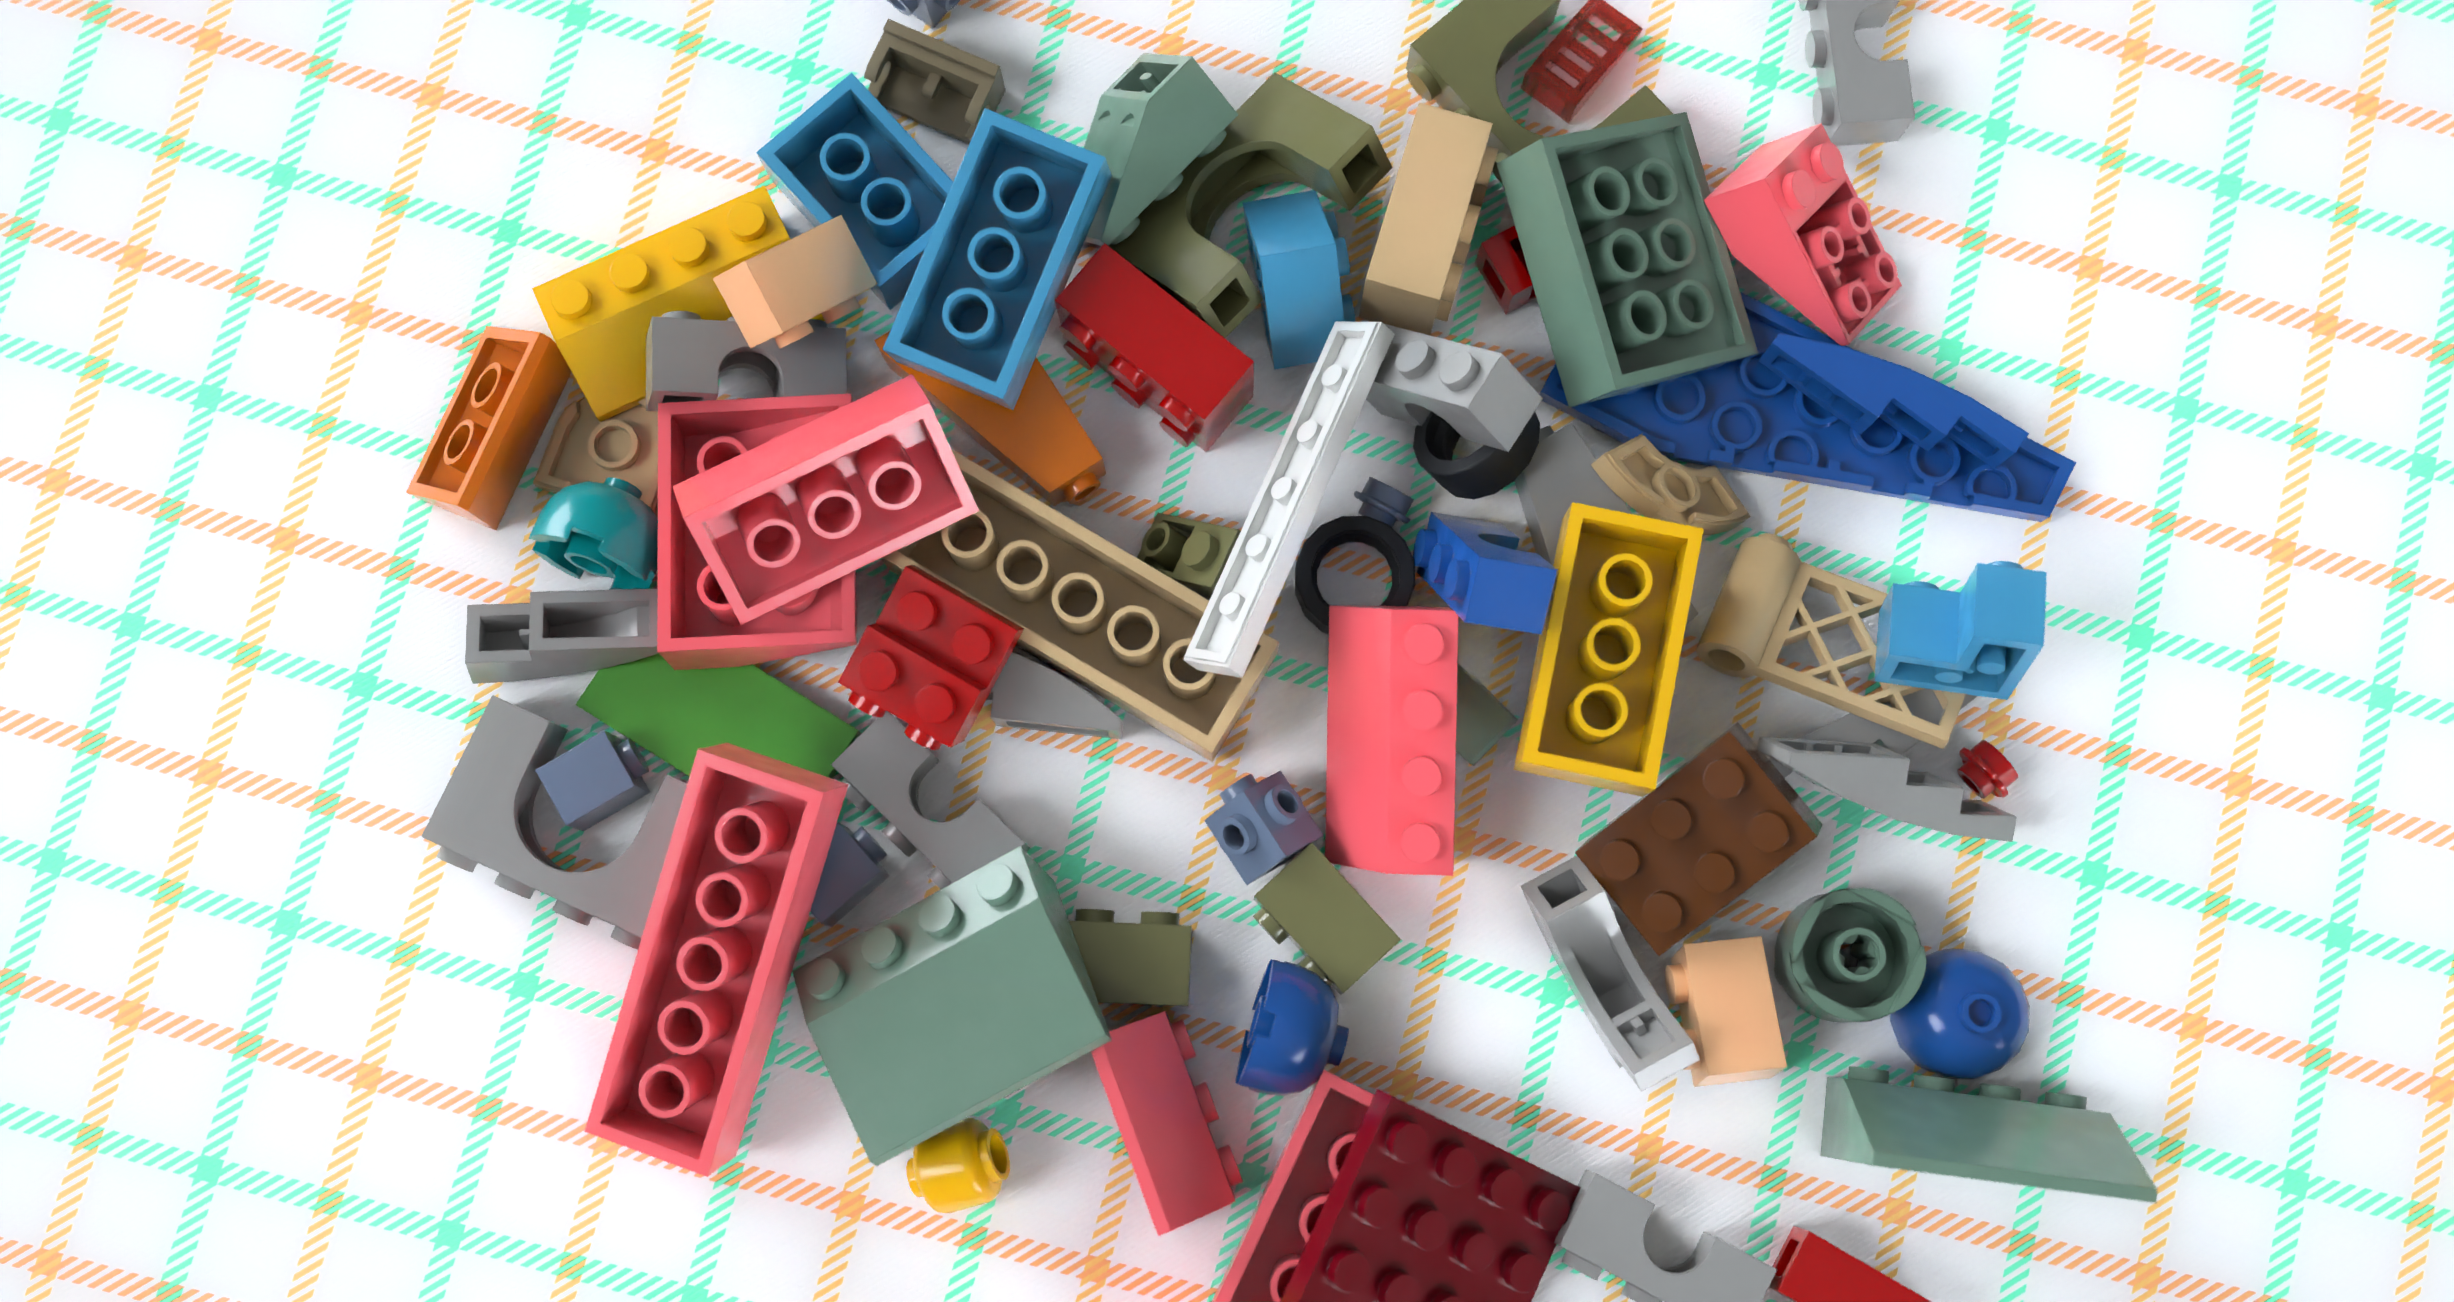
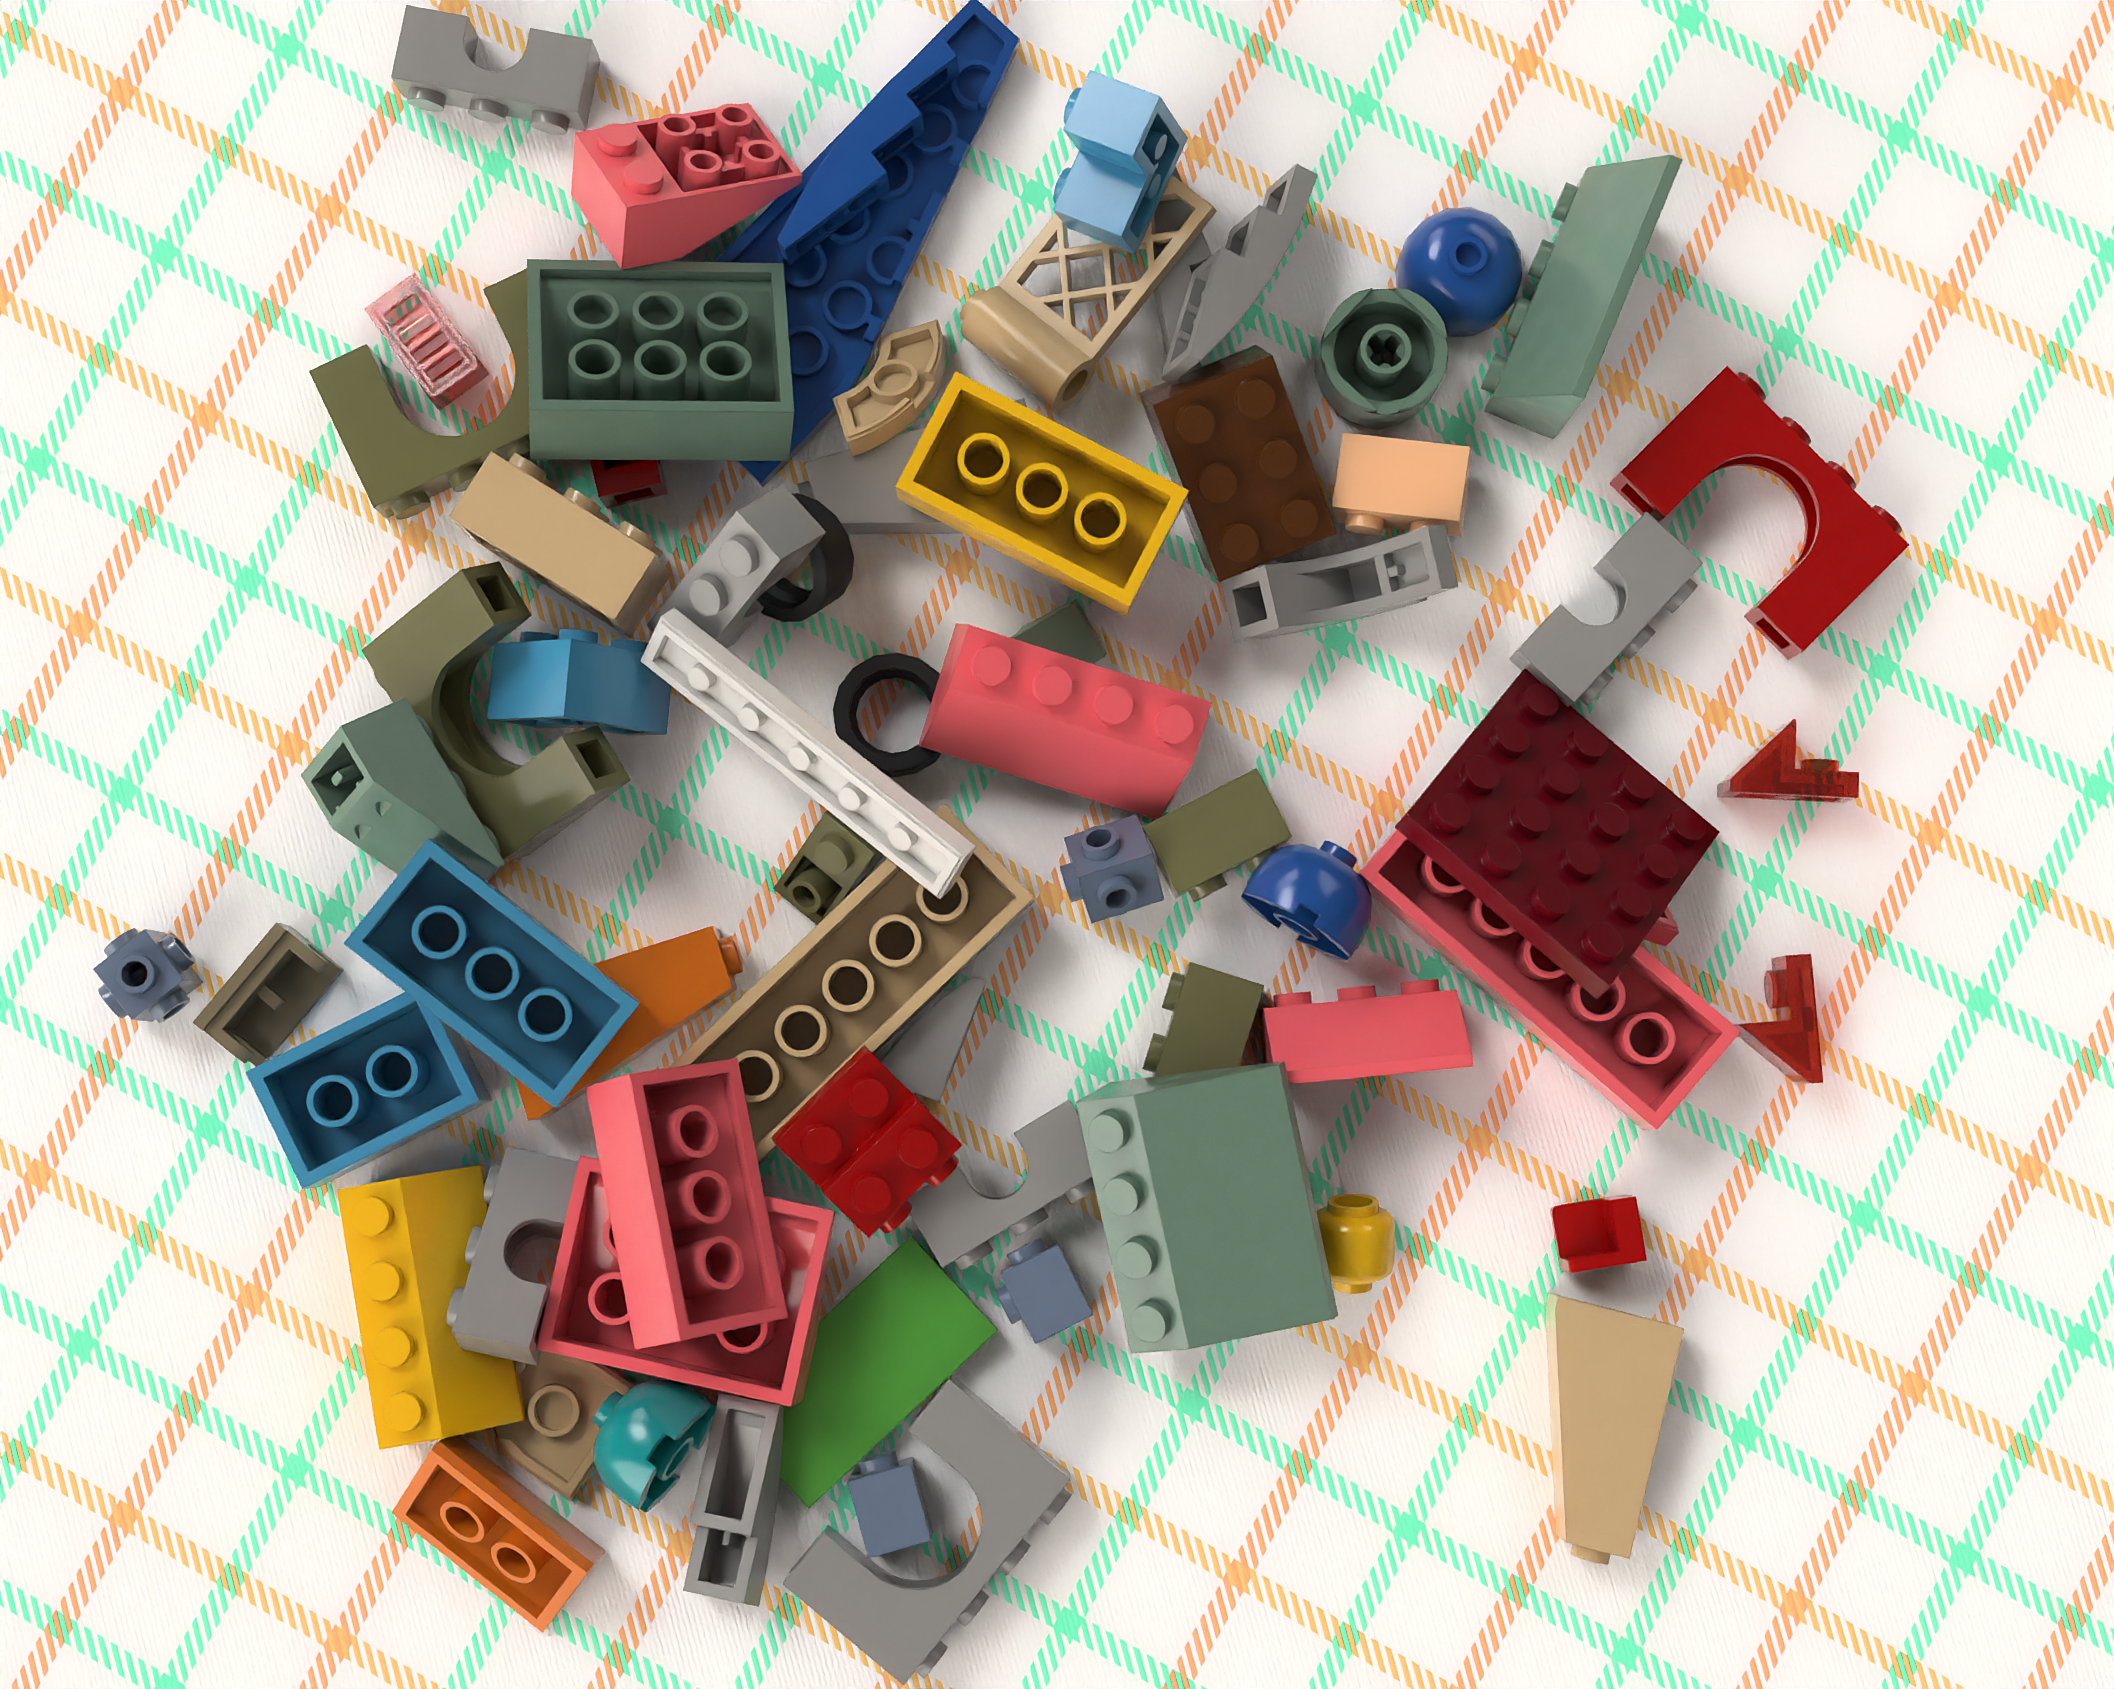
camera: 80 degrees left, 5 degrees up
(715, 957) = (1100, 1419): coral brick -> none
(795, 282) = (457, 1179): light nougat brick -> none
(1154, 349) = (616, 847): red brick -> none
(1383, 502) = (827, 666): sand blue plate -> none
(1483, 573) = (936, 594): blue arch -> none
(1986, 770) = (1242, 175): red plate -> none

